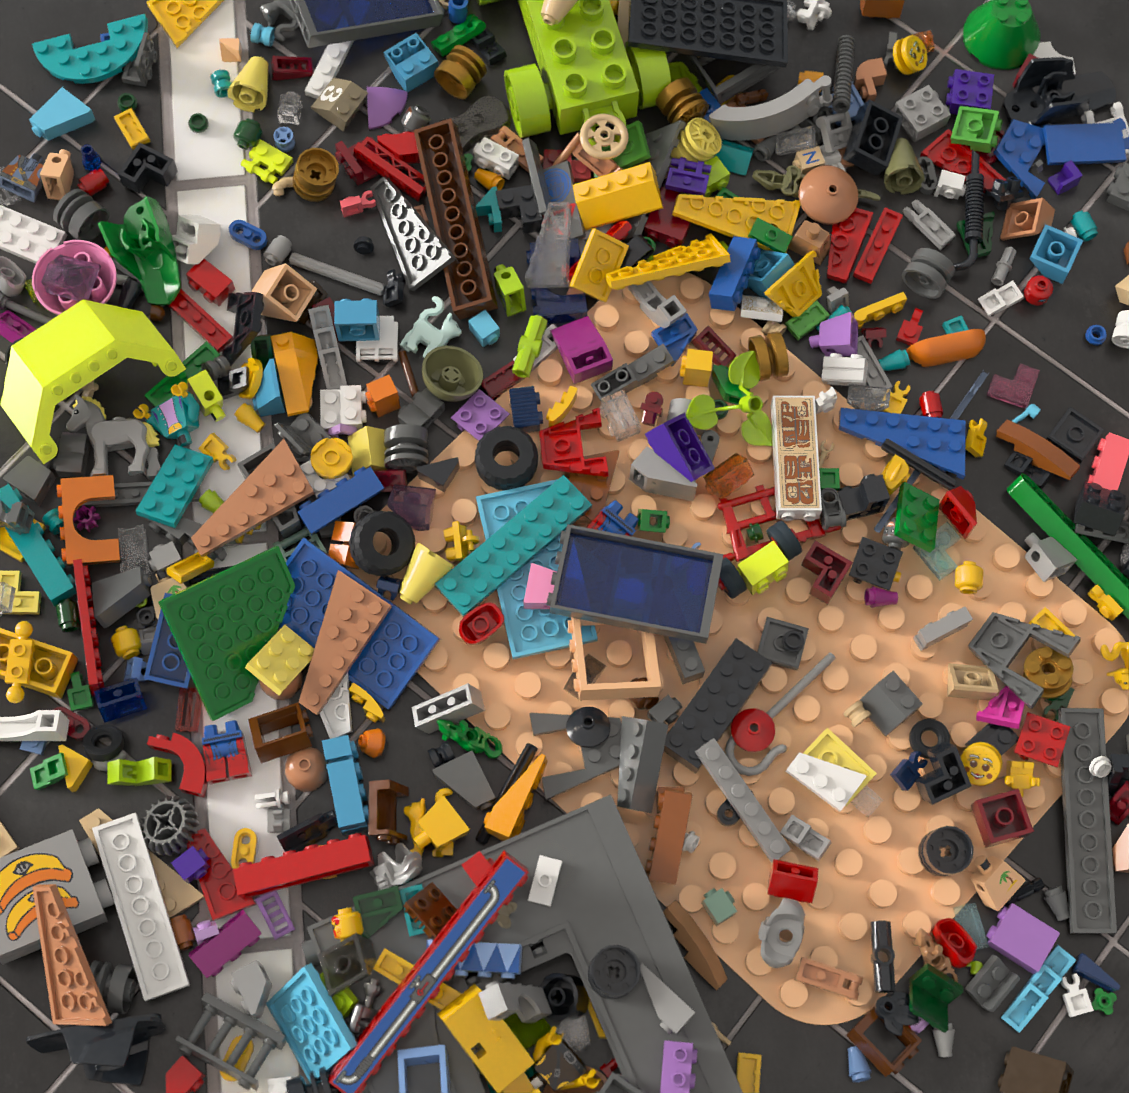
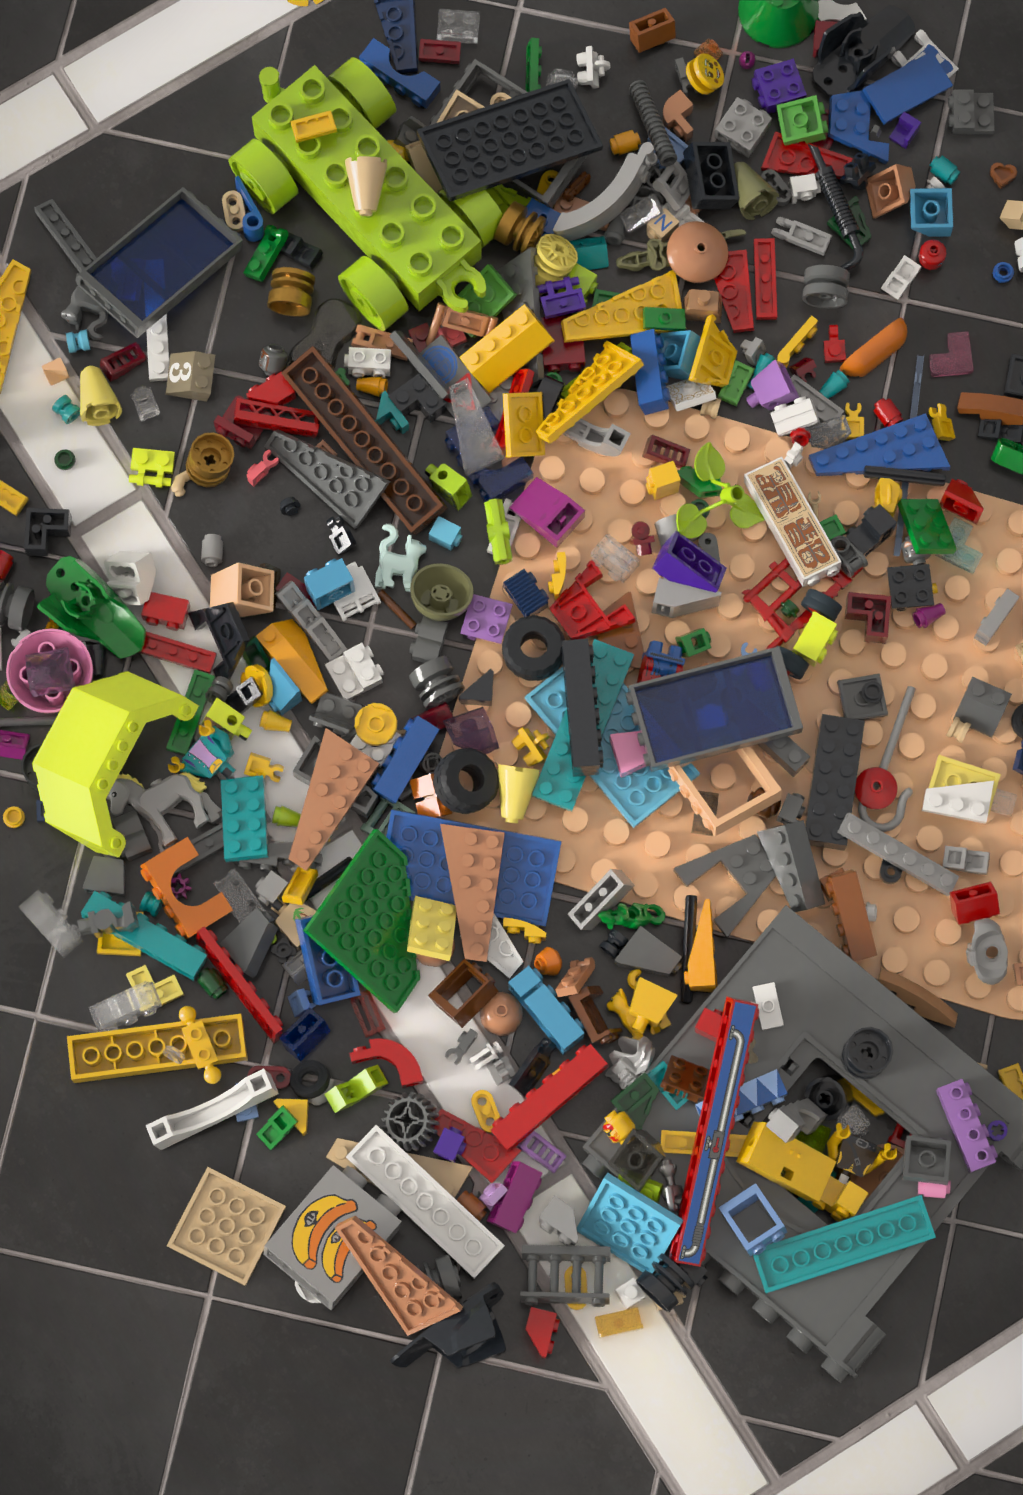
camera: 25 degrees left, 5 degrees up
(80, 695) = (264, 1048): green plate -> none
(126, 642) = (279, 981): yellow head -> none
(157, 313) = (131, 664): reddish brown hinge -> none
(222, 746) = (416, 1032): hips -> none
(247, 134) = (120, 448): dark green head -> none
(249, 234) = (175, 547): blue plate -> none
(260, 778) = (465, 1041): none -> dark grey plate
(286, 134) = (155, 432): medium blue wheel -> none
(336, 273) = (278, 545): light grey axle -> none
(341, 429) = (365, 692): lavender tile -> none
(367, 448) = (401, 698): light yellow slope -> none
(382, 396) = (388, 643): orange piece -> none
(383, 105) = (233, 358): medium lavender brick -> none
(388, 767) = (575, 977): none -> nougat plate
(390, 584) = (490, 813): dark blue tile -> none
(411, 62) = (237, 302): dark azure slope -> none
(480, 623) = (591, 810): red piece -> none
(500, 381) = (486, 575): dark red plate -> none
(515, 525) = (580, 703): none -> black brick
(589, 735) = (732, 864): black dish -> none
(596, 150) = (480, 286): tan plate -> none
(634, 374) = (606, 513): dark grey slope -> none
(668, 1006) = (925, 1058): light grey slope -> none
(676, 336) = (628, 463): blue wing -> none
(719, 905) = (922, 954): sand green brick -> none
(728, 476) = (741, 568): clear orange brick -> none
(770, 355) = (724, 436): pearl gold wheel -> none
(844, 384) = (800, 436): none -> red plate
(955, 325) = (873, 325): teal tile -> none
(957, 64) = (742, 59): none -> magenta hinge
(969, 578) = (997, 559): yellow head -> none
(1003, 266) = (889, 244): light grey axle -> none
(1032, 411) = (979, 373): medium azure hand -> none

